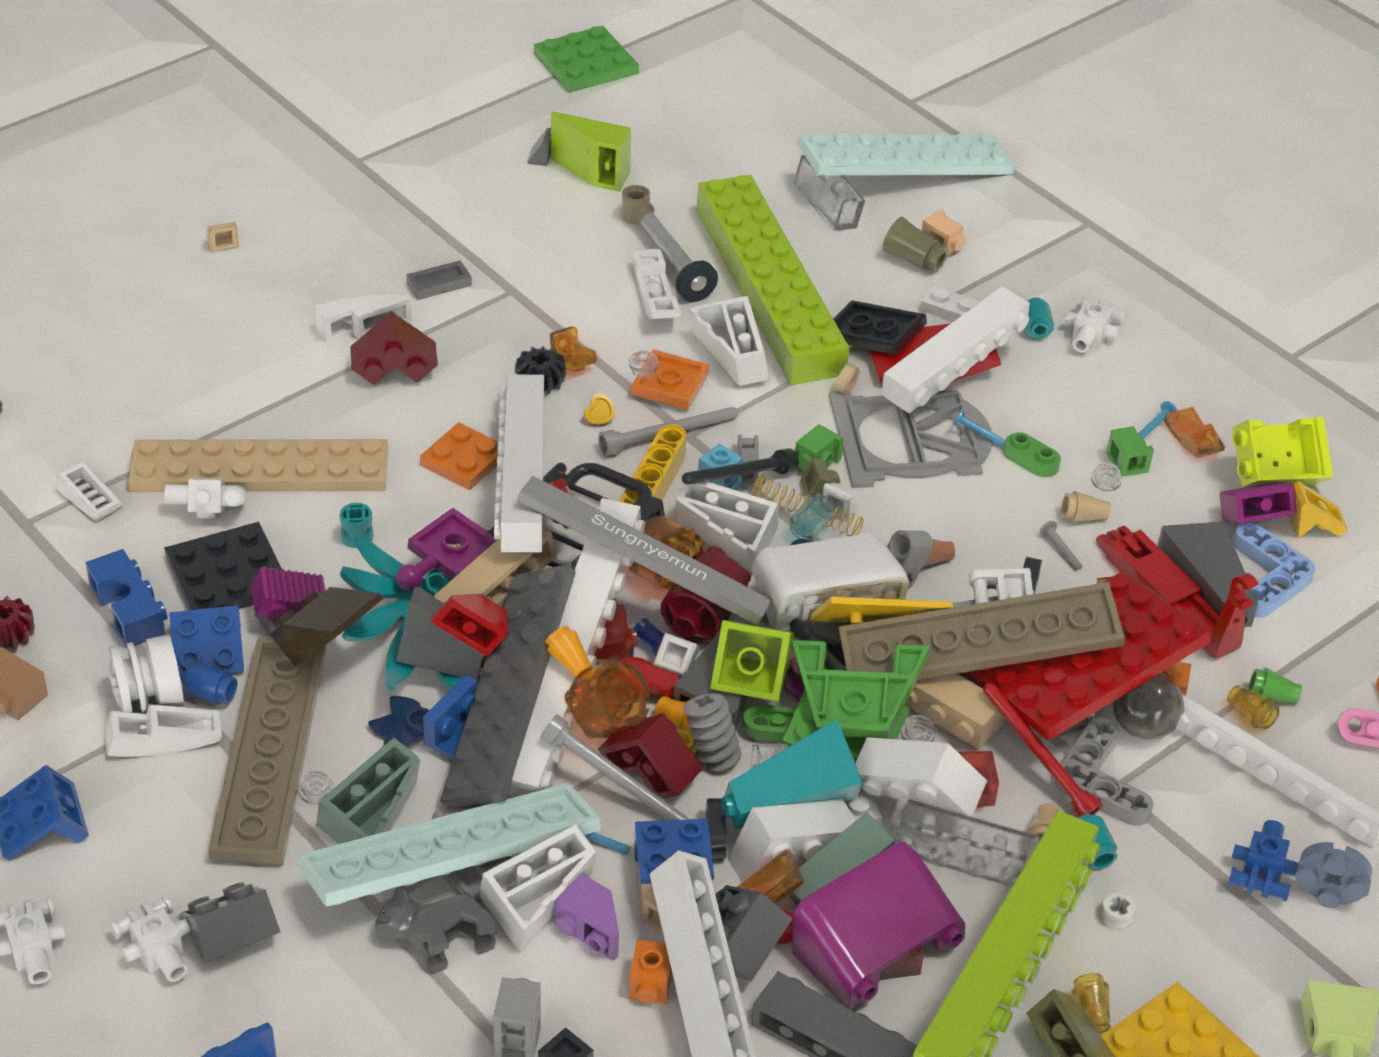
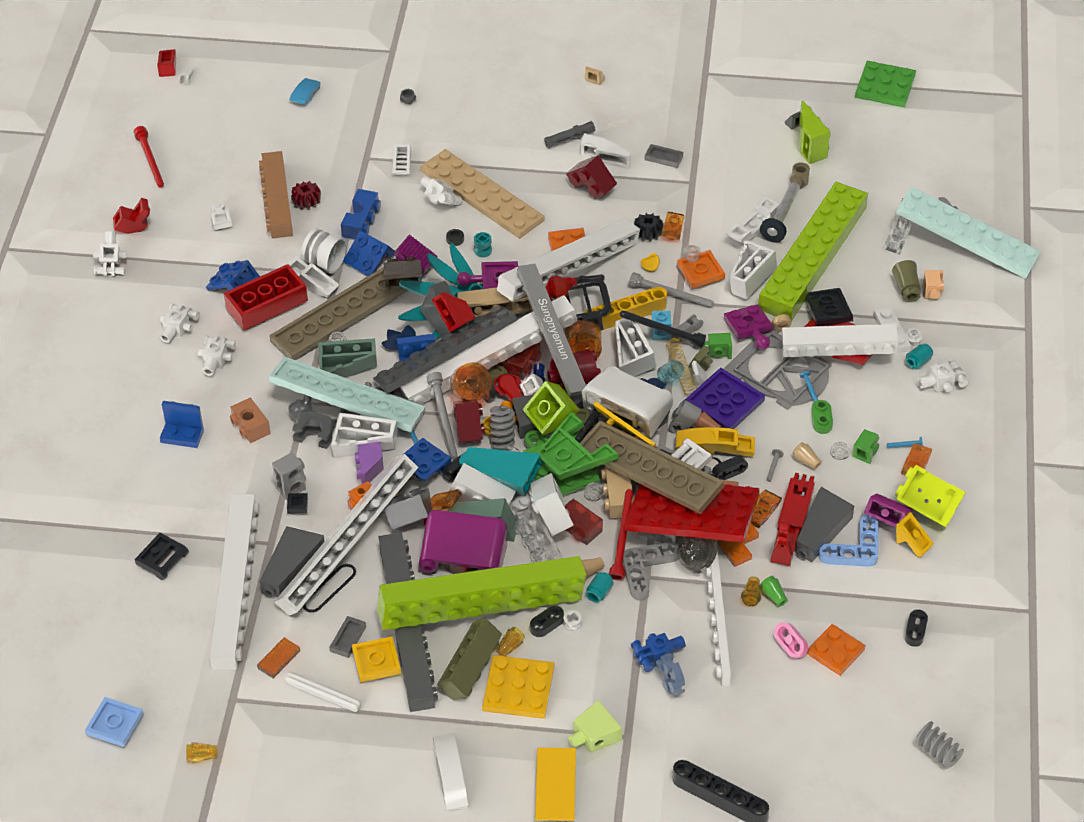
camera: 50 degrees right, 5 degrees up
(134, 801) = (265, 297): none -> red brick
(210, 684) = (348, 271): blue brick -> none
(221, 566) = (420, 224): black plate -> none
(230, 920) = (245, 366): dark grey slope -> none
(290, 315) = (575, 132): none -> dark grey pin
(298, 543) = (455, 236): none -> pearl dark grey tile
(357, 989) = (250, 420): none -> nougat brick
(568, 650) = (473, 349): light orange cone -> none
(822, 403) = (758, 324): none -> magenta plate
(909, 503) = (726, 398): none -> dark purple plate
(983, 551) = (718, 440): none -> yellow slope
(1099, 938) = (545, 619): none -> black beam

